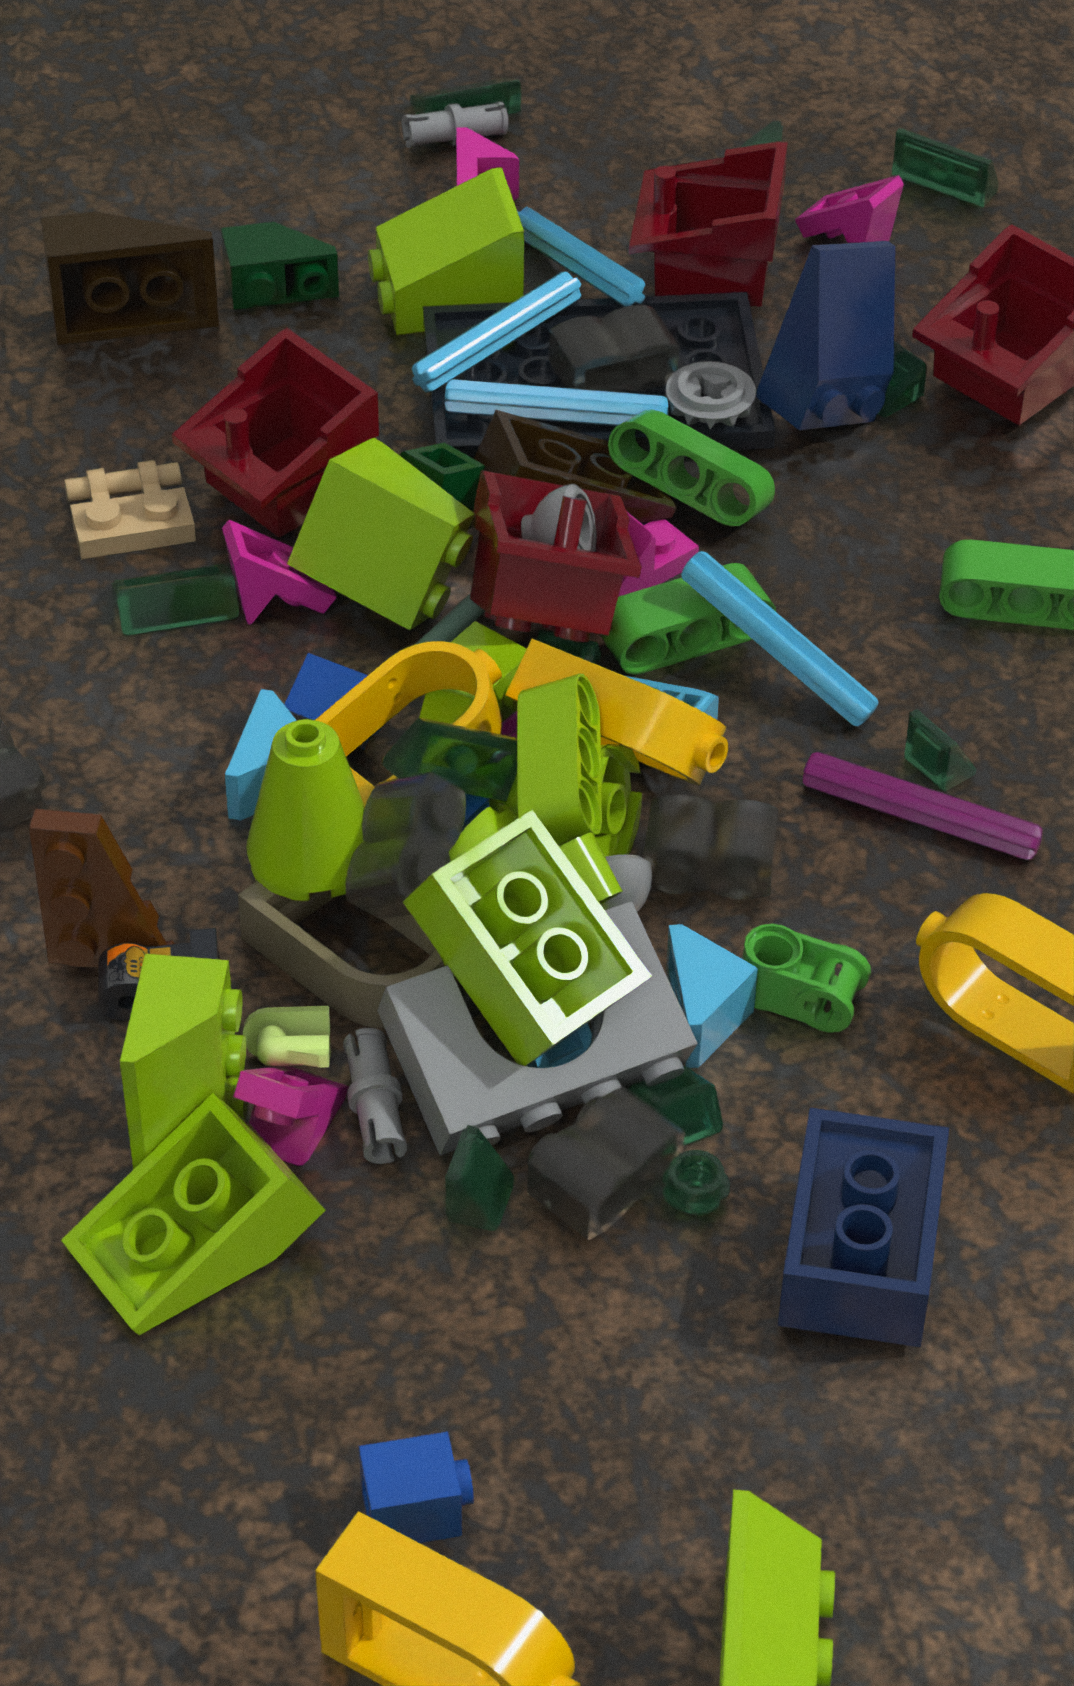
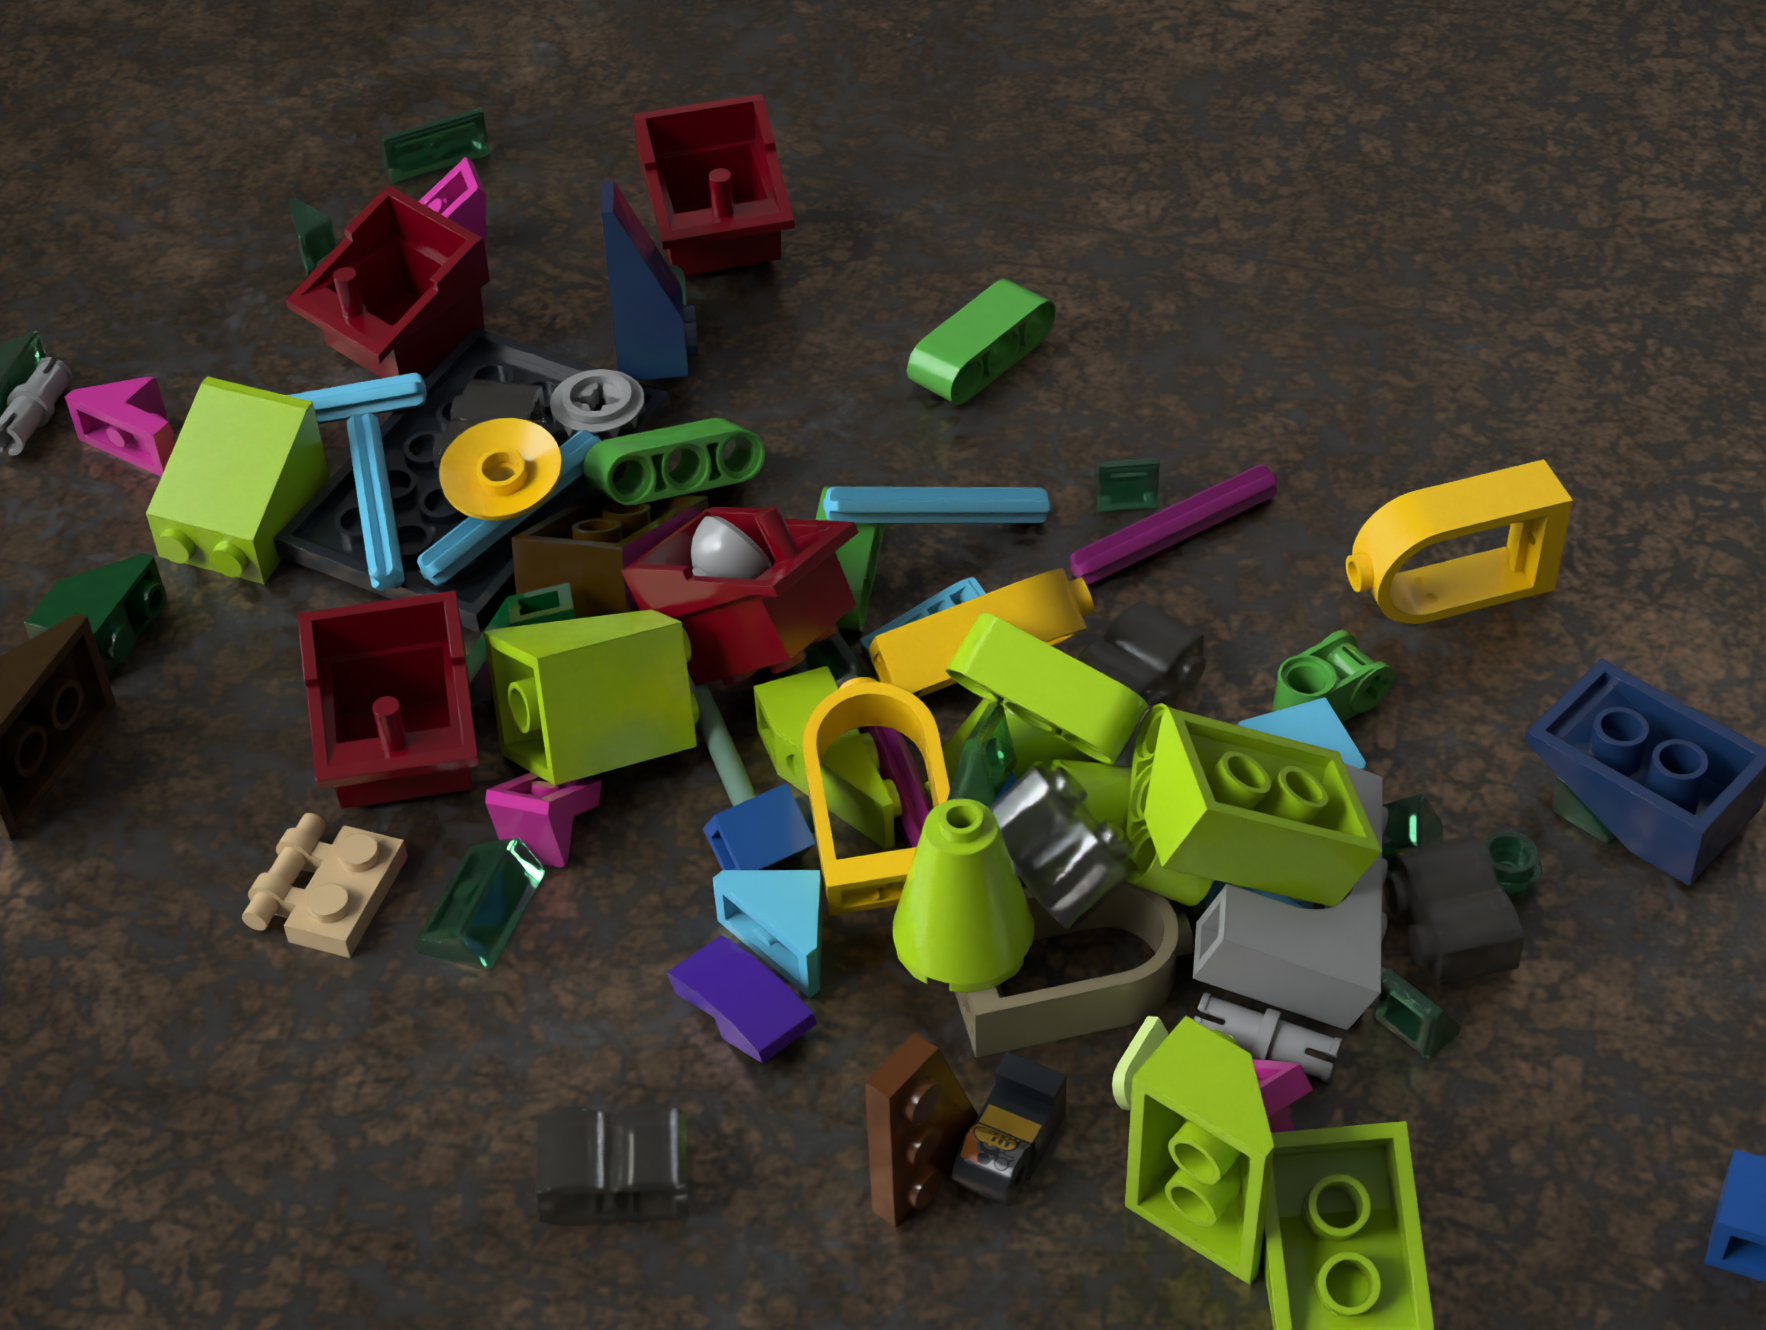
camera: 55 degrees left, 0 degrees up
(183, 772) = (744, 997): none -> dark purple slope
(553, 364) = (497, 451): none -> yellow dish

